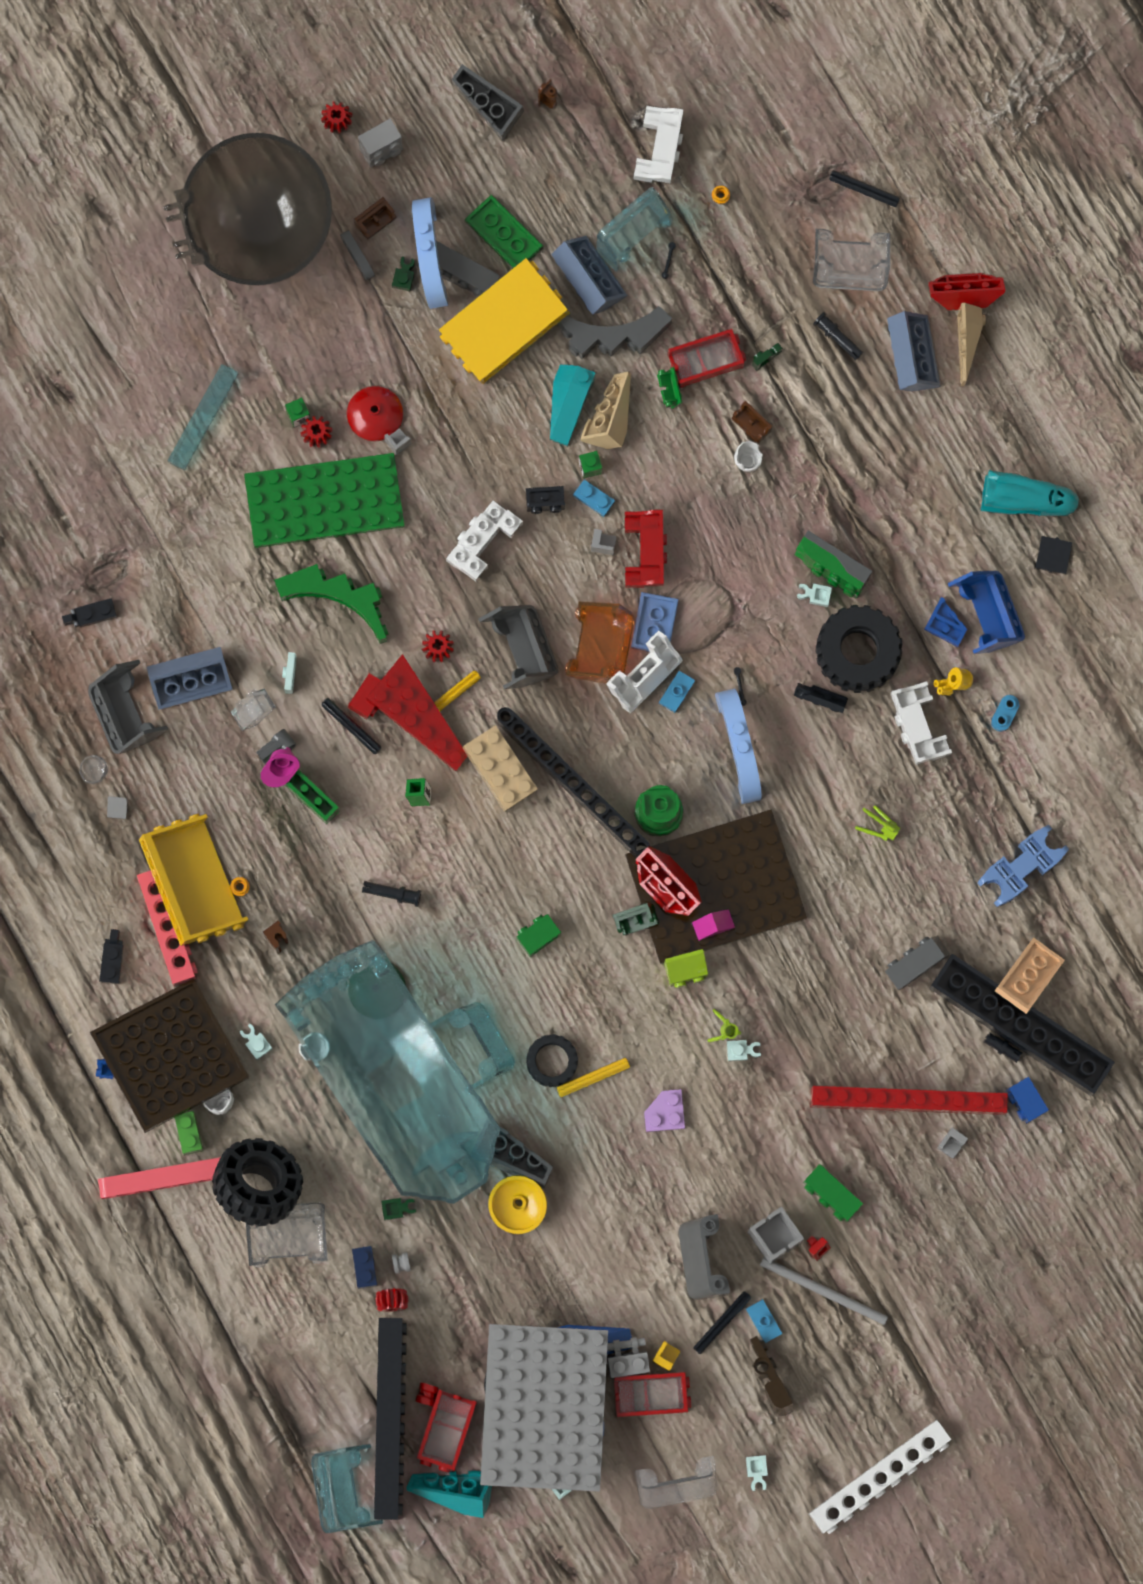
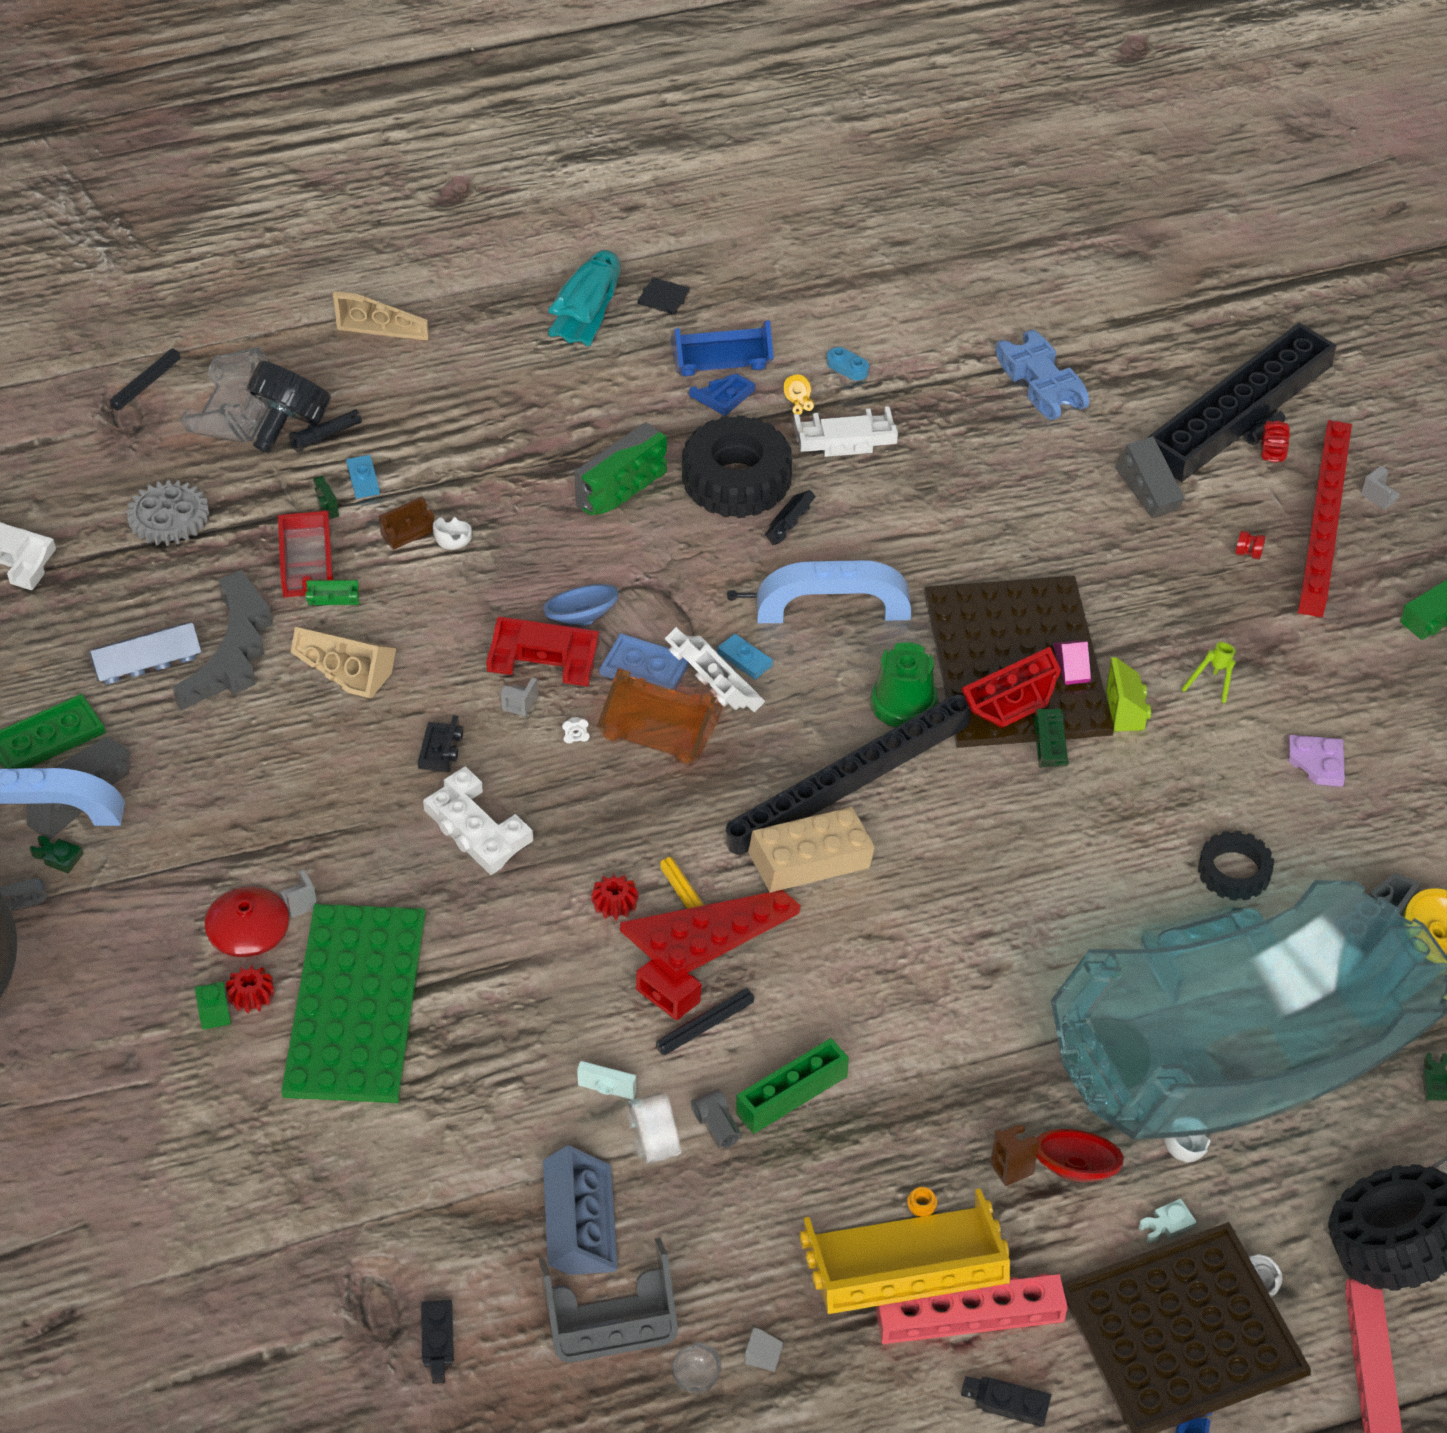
camera: 75 degrees left, 30 degrees down
(189, 1133) = (1314, 1327): bright green brick -> none
(203, 417) = (174, 1134): clear light blue tile -> none
(280, 768) = (756, 1089): dark pink piece -> none
(289, 966) = (1079, 1155): none -> red dish
(362, 600) = (499, 997): green arch -> none
(401, 895) = (970, 999): black pin -> none
(418, 792) = (825, 948): green brick -> none
(504, 321) = (175, 740): yellow panel -> none
(527, 643) = (643, 800): dark grey windscreen -> none
(538, 934) = (1056, 850): green brick -> none
(569, 396) = (303, 695): teal wedge -> none
(579, 588) = (575, 724): none -> white plate
(590, 464) = (408, 689): green brick -> none
(593, 1077) = (1263, 824): yellow axle -> none
(594, 498) = (454, 699): dark azure plate -> none
(632, 226) = (95, 561): clear light blue windscreen -> none
(671, 246) = (139, 568): black hinge -> none
(694, 564) = (581, 604): none -> medium blue dish
(720, 189) = (92, 507): light orange plate -> none
(737, 238) = (167, 512): none -> light grey gear
(739, 1050) = (1244, 670): light aqua plate -> none
(797, 377) = (362, 476): none -> dark azure plate
(818, 594) = (652, 499): light aqua plate -> none
(846, 300) = (287, 397): none -> black wheel
(866, 1046) = (1244, 545): none -> red wheel
(889, 827) = (972, 483): lime plant -> none
(913, 351) = (370, 366): sand blue slope -> none
(973, 289) = (314, 304): red wedge -> none
(979, 1055) = (1275, 441): none -> red gear
(1027, 1100) = (1338, 407): blue brick -> none
(1029, 975) = (1183, 379): light nougat plate -> none

